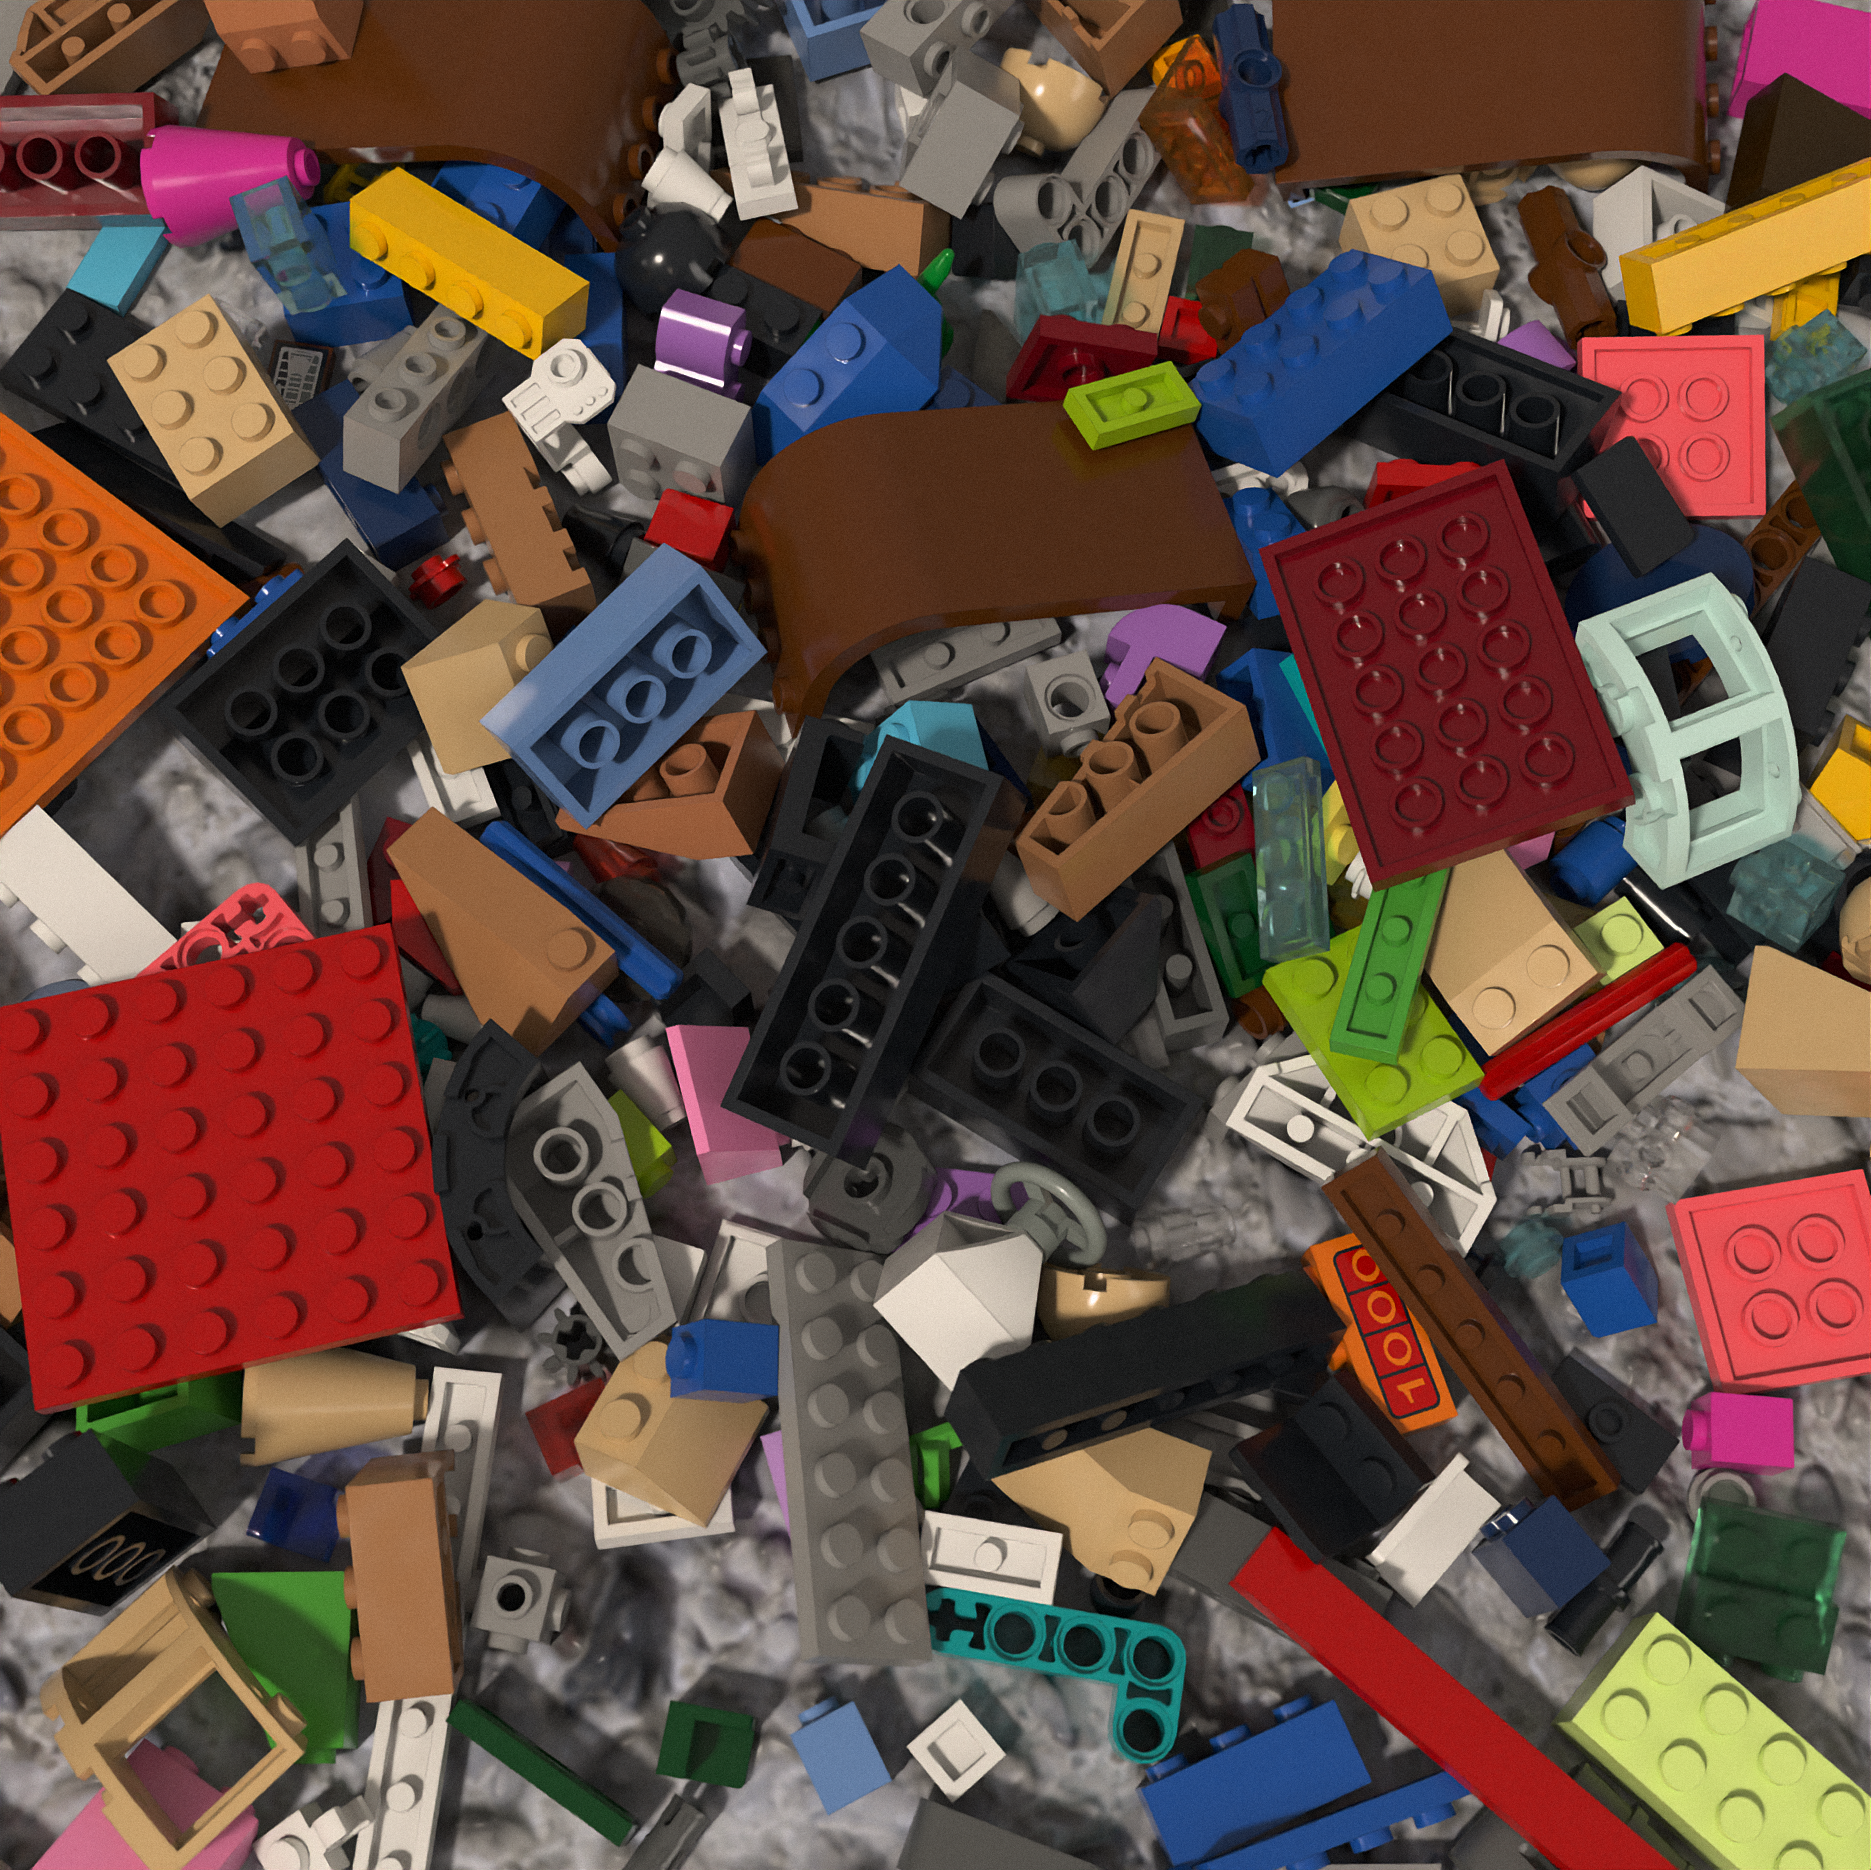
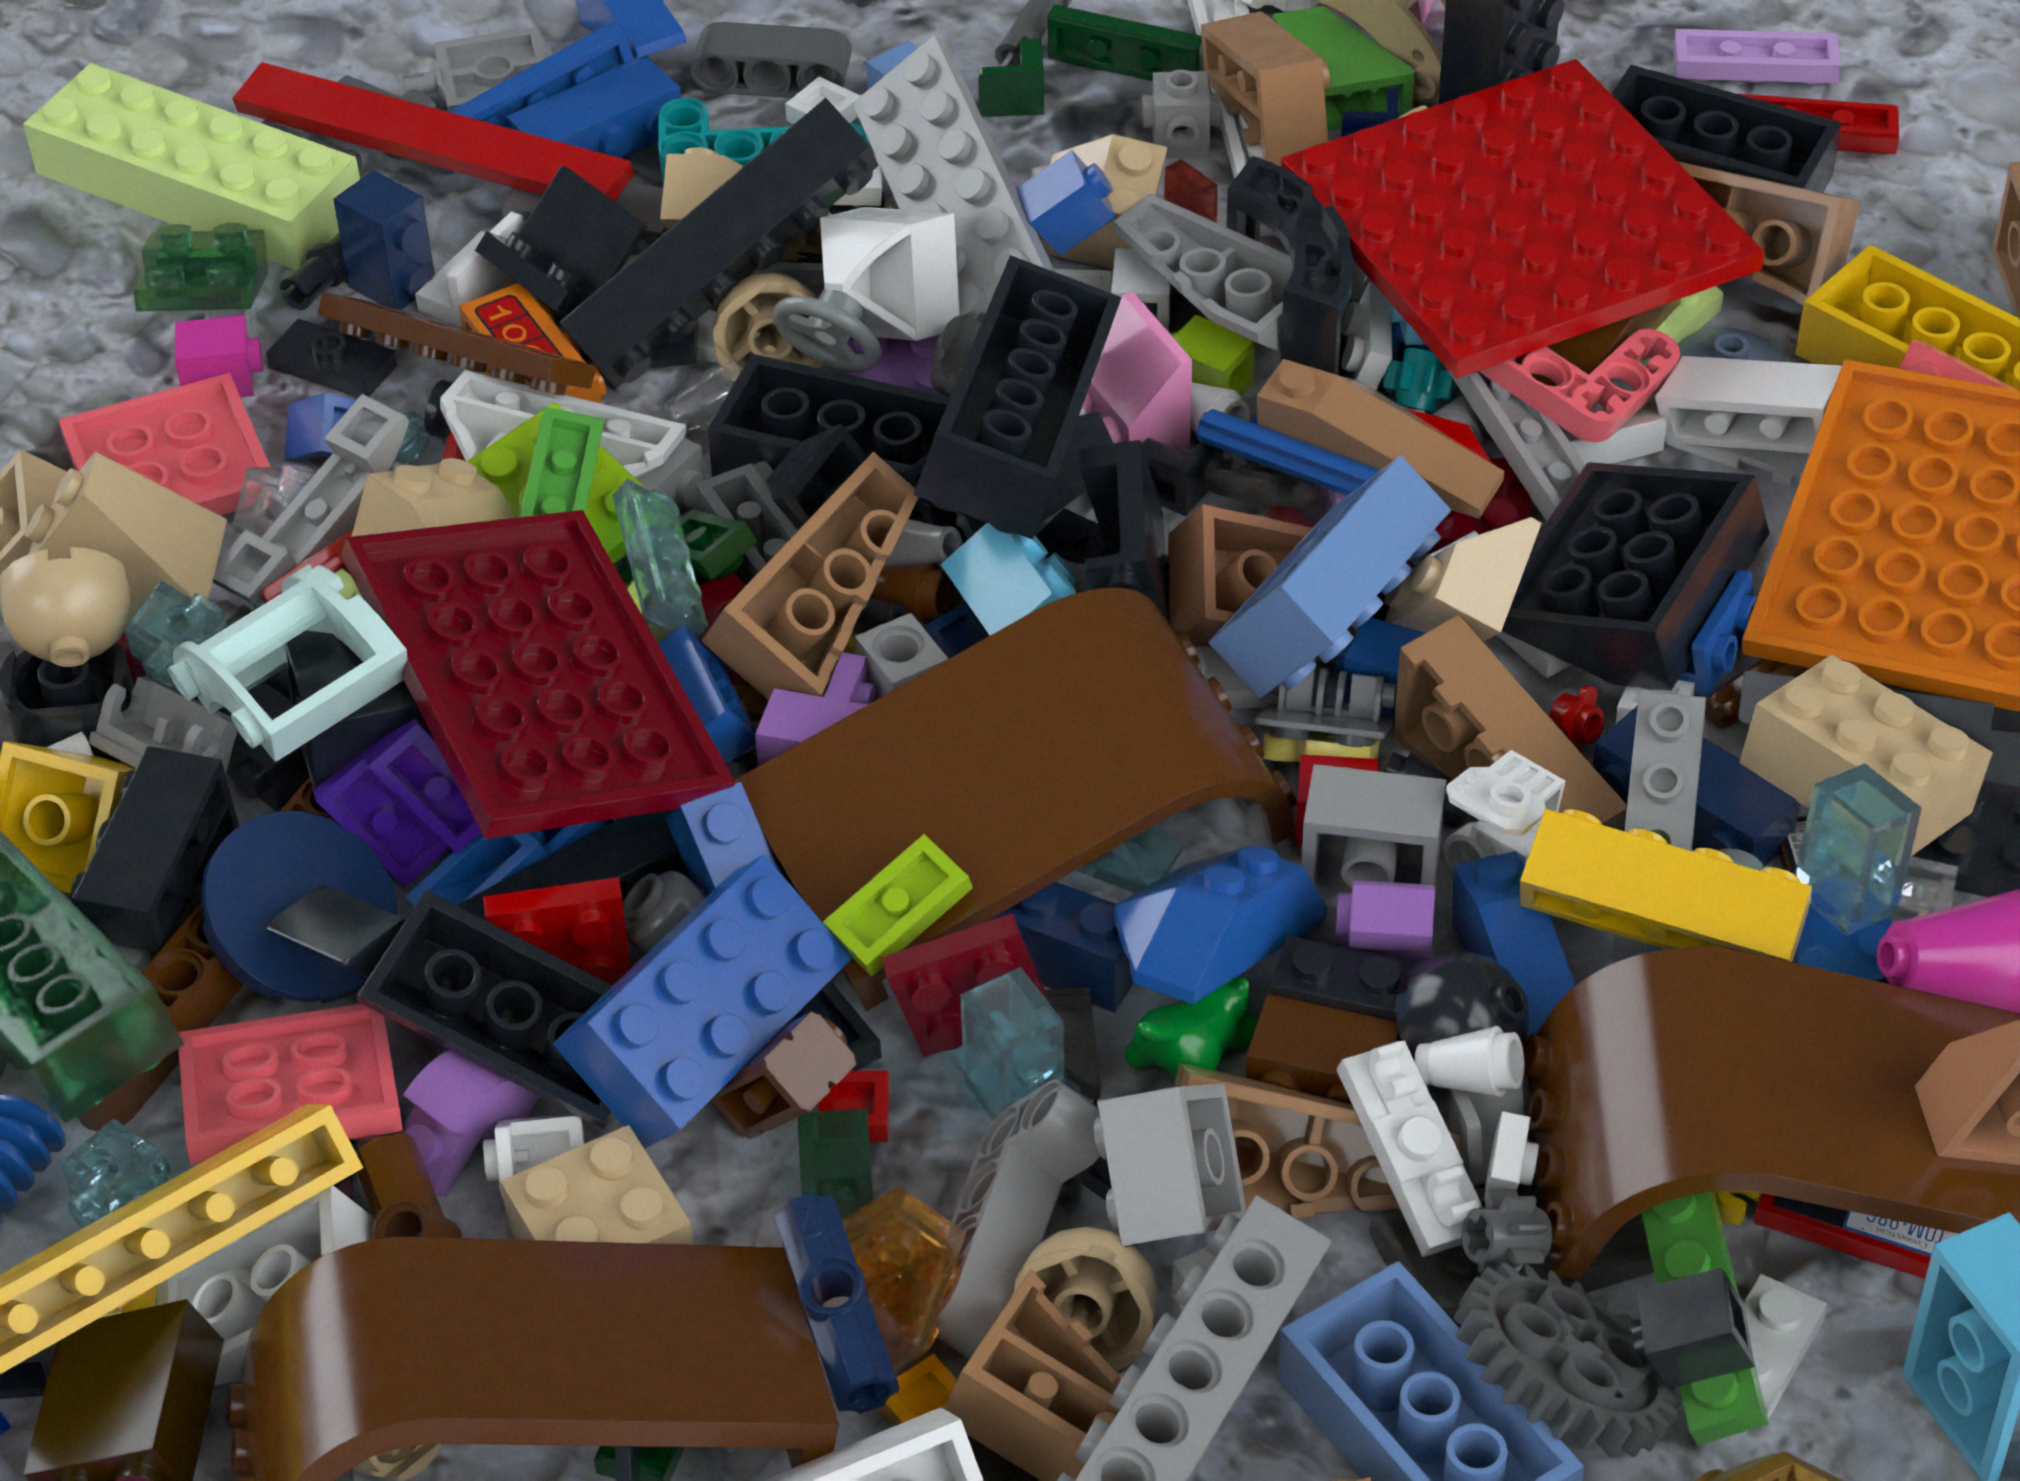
camera: 170 degrees right, 25 degrees down
(1144, 271) = (925, 1124): tan plate -> none

